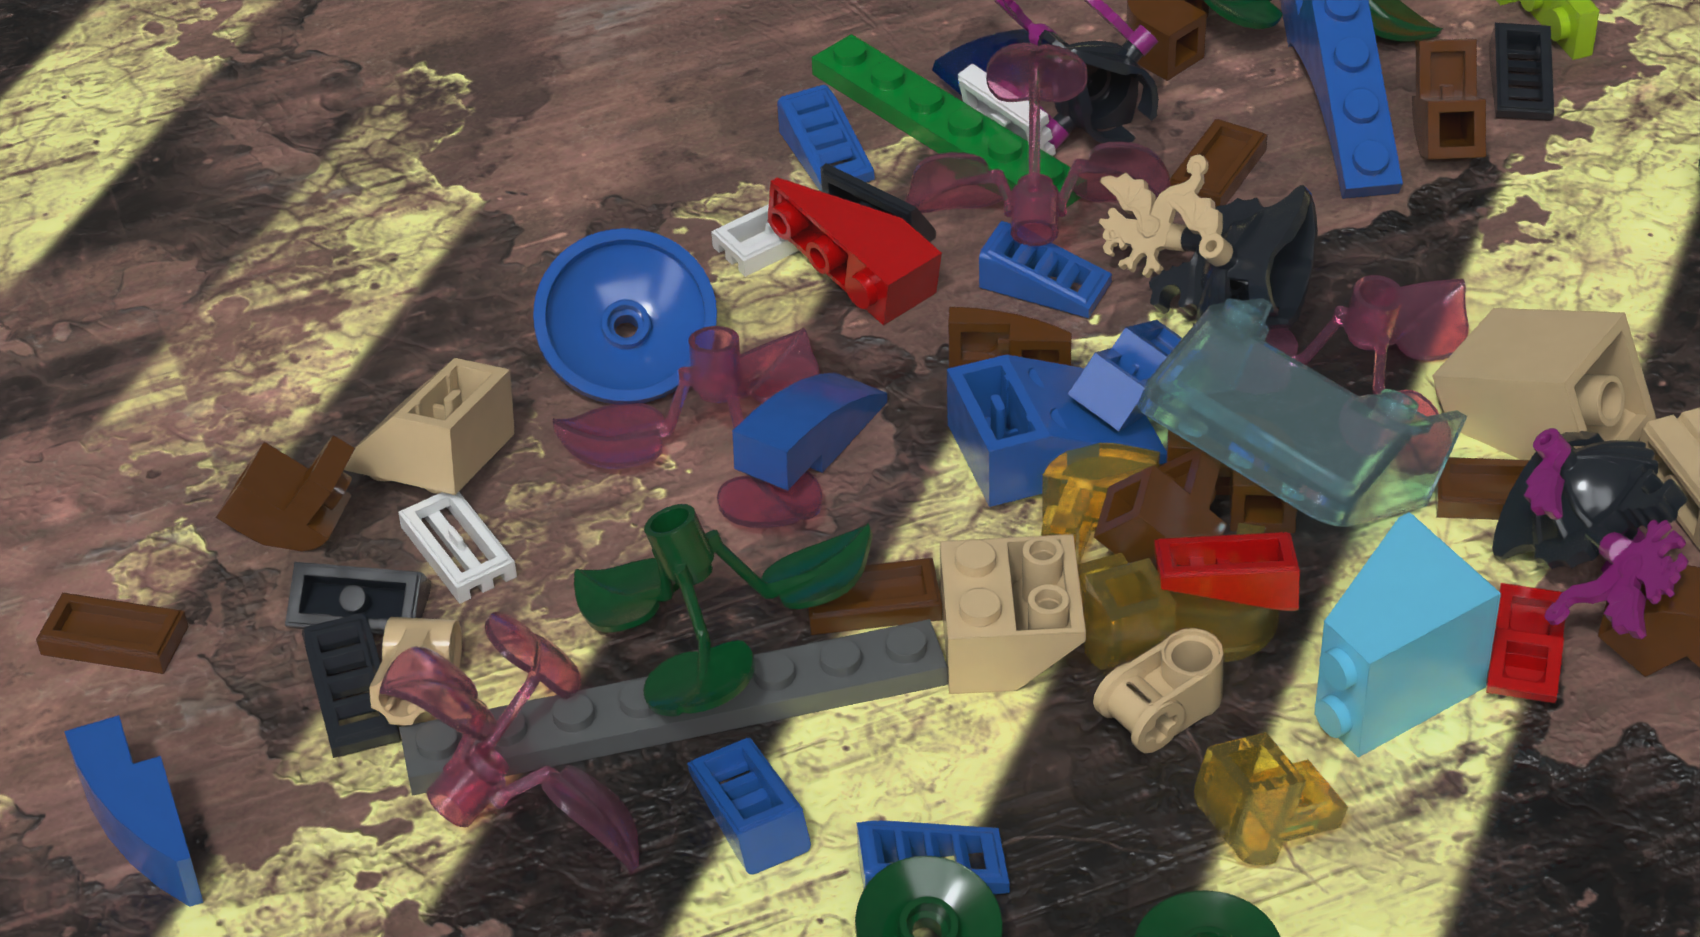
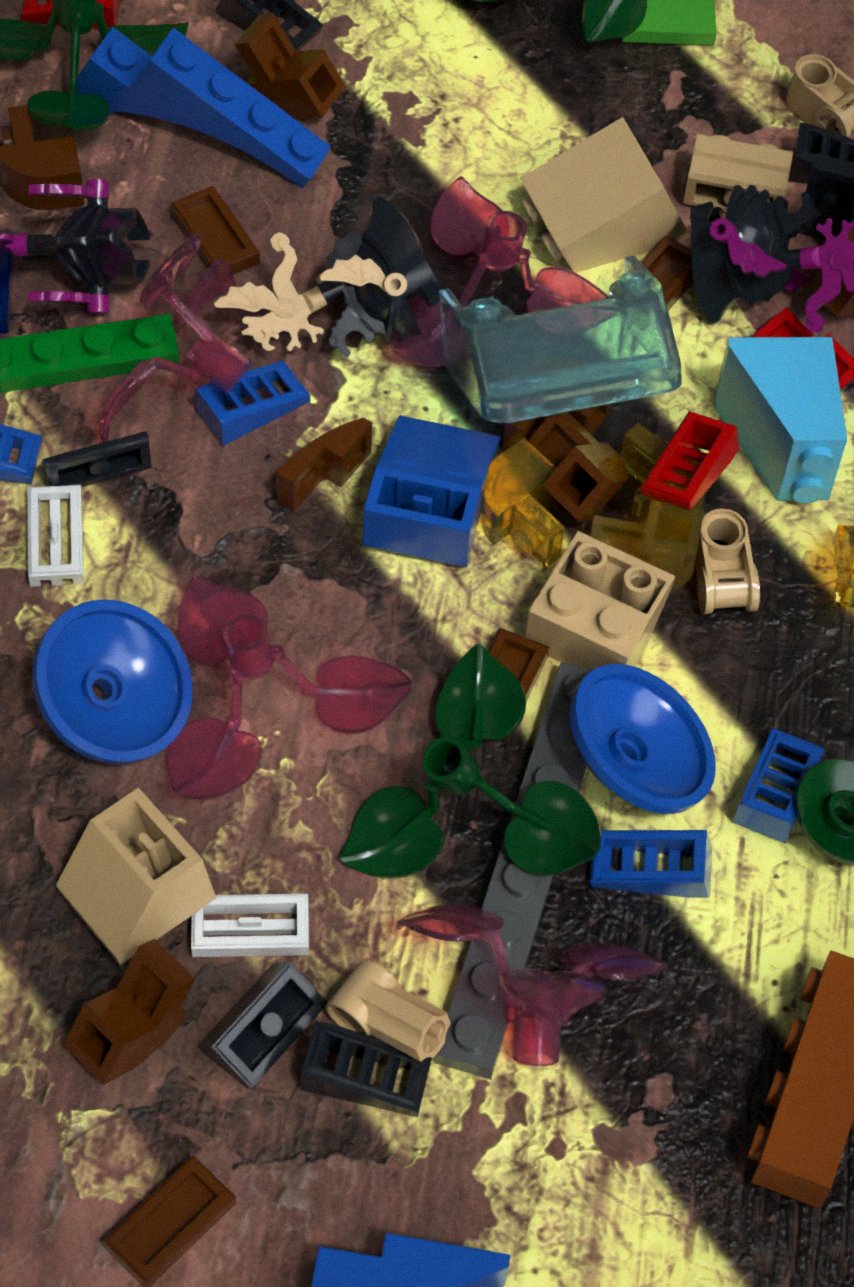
camera: 65 degrees left, 15 degrees up
(804, 427) = (315, 630): blue slope -> none
(863, 250) = (154, 491): red slope -> none
(896, 683) = (642, 739): none -> blue dish
(1008, 114) = (59, 314): white tile -> none
(1117, 375) = (427, 405): slope -> none

